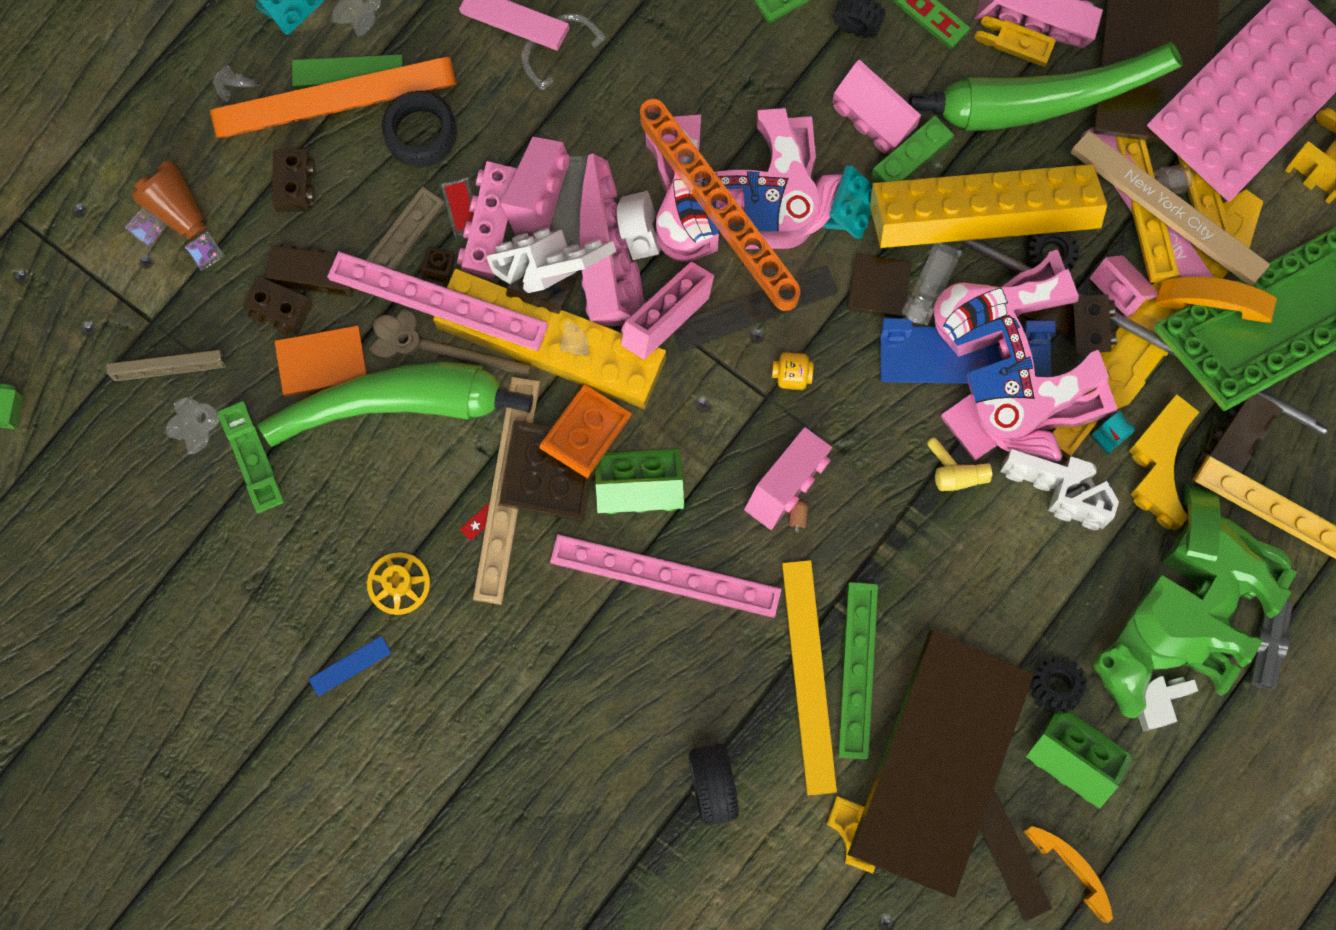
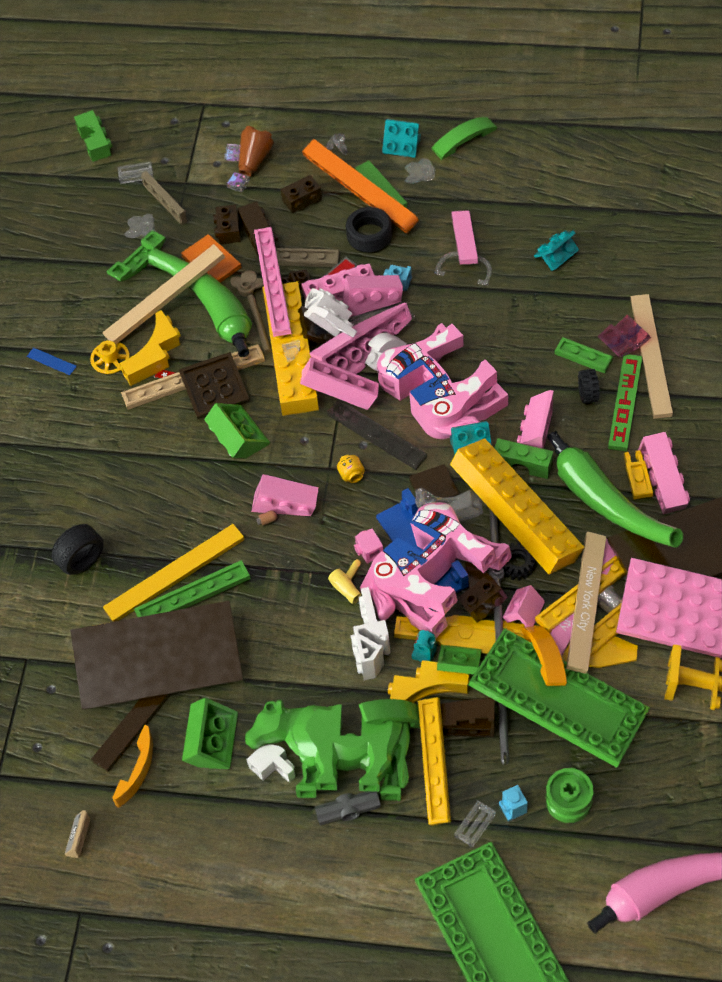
camera: 65 degrees right, 20 degrees down
(94, 385) = (134, 172): none -> clear tile
(355, 456) = (164, 294): none -> tan tile
(444, 524) = (154, 354): none -> yellow arch
(525, 126) = (404, 274): none -> medium azure brick
(585, 431) = (247, 389): orange tile -> none
(665, 576) = (191, 475): bright pink tile -> none
(720, 217) = (407, 375): orange beam -> none
(922, 414) = (368, 545): none -> bright pink brick
(1054, 699) = (243, 708): black tyre -> none
(1160, 401) = (459, 659): none -> bright green tile

